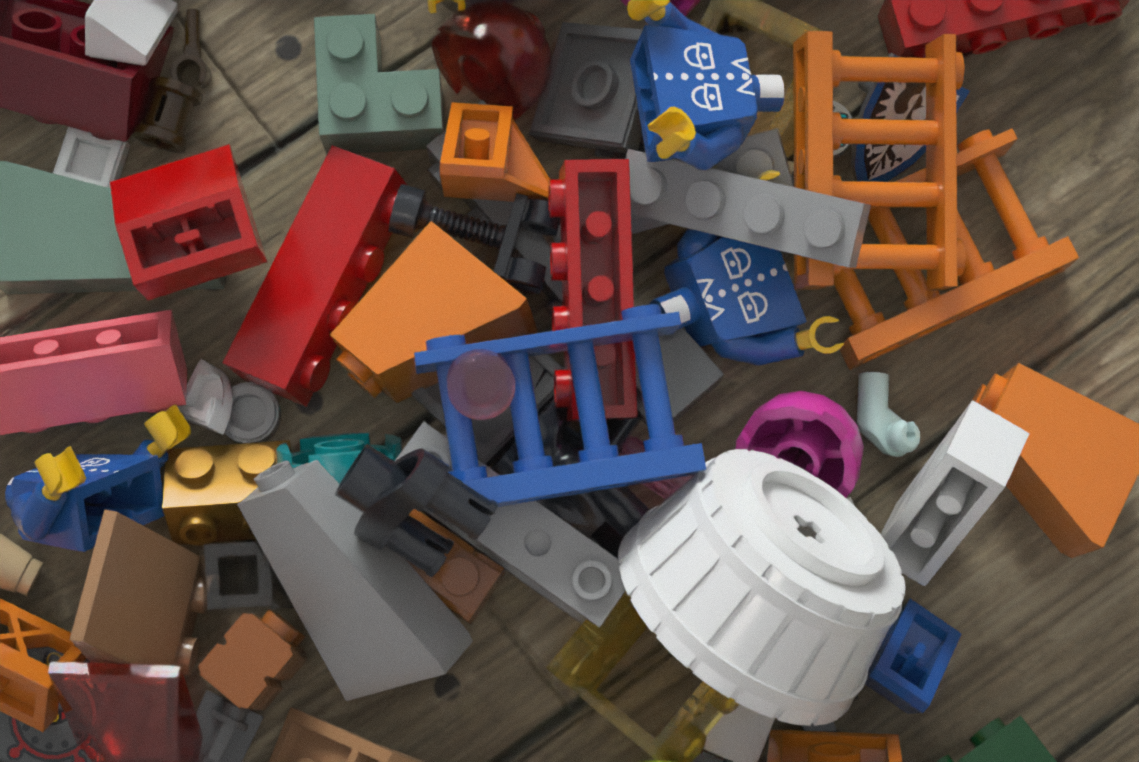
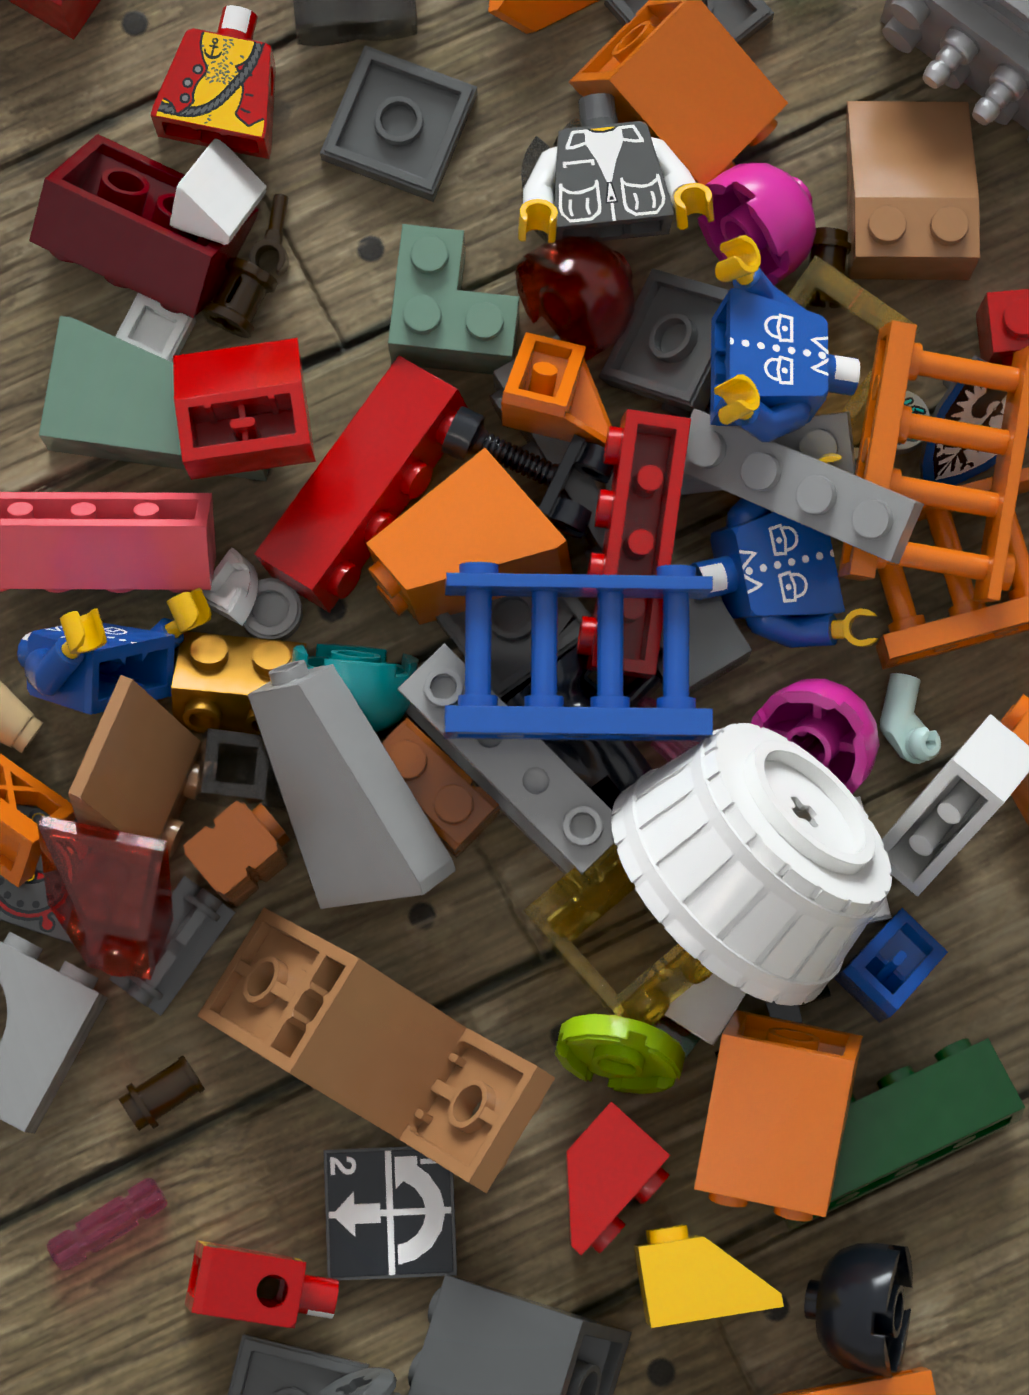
camera: 15 degrees right, 0 degrees up
(392, 489) = (400, 703): black connector -> none
(480, 384) = (506, 614): clear pink tile -> none

